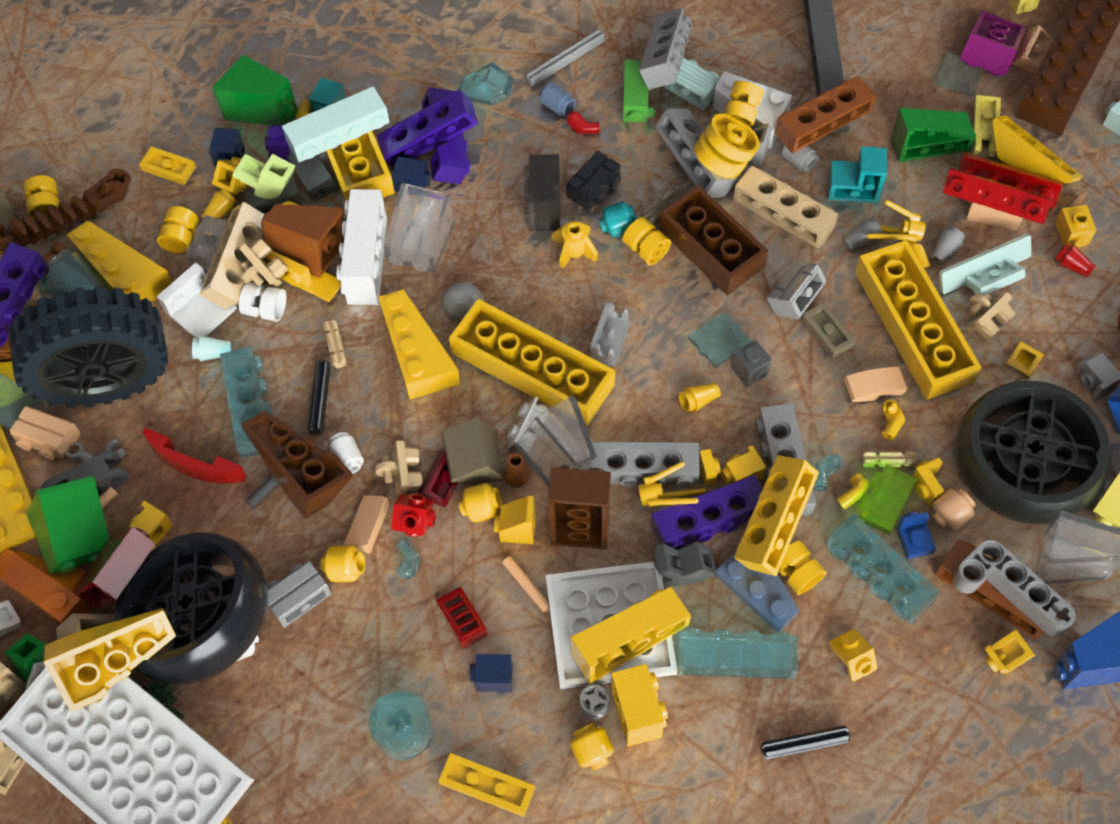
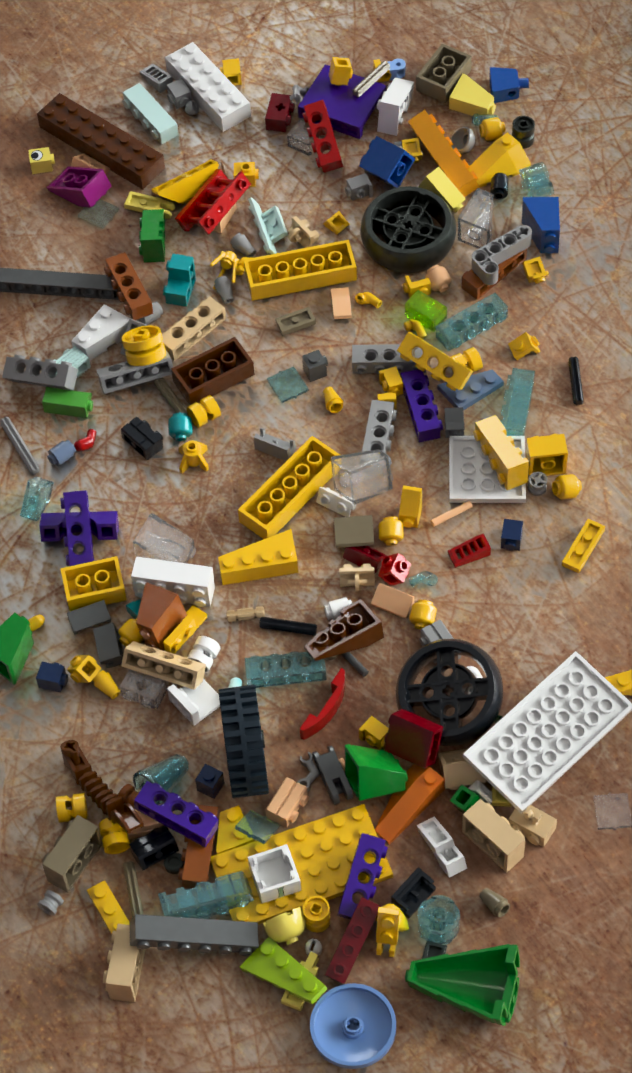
camera: 80 degrees left, 5 degrees down
(98, 657) = (485, 733): yellow wedge -> none
(118, 263) = (154, 745): yellow wedge -> none
(167, 165) = (57, 720): yellow plate -> none
(177, 229) = (124, 710): yellow wheel -> none
(255, 254) = (189, 636): tan hips -> none
(266, 178) = (102, 635): yellowish green brick -> none
(277, 143) = (58, 638): dark purple brick -> none
(325, 94) = (21, 604): teal brick -> none
(336, 124) = (66, 583): light aqua brick -> none
(389, 713) = (541, 586): clear light blue brick -> none
(410, 172) = (110, 548): dark blue brick -> none
(459, 300) = (226, 531): light grey piece -> none
(516, 470) = (370, 507): dark orange cone -> none
(542, 192) = (146, 468): clear smoke wedge -> none
(579, 507) = (416, 457): reddish brown brick -> none
(653, 494) = (401, 432): yellow plant -> none
(744, 98) = (118, 328): yellow wheel -> none
(796, 290) = (263, 331): light grey brick -> none
(826, 467) = (394, 337): clear light blue arm -> none
(891, 458) = (396, 306): tan axle -> none
(915, 535) = (453, 302): blue bracket -> none
(1074, 259) = (268, 182): red cone -> none

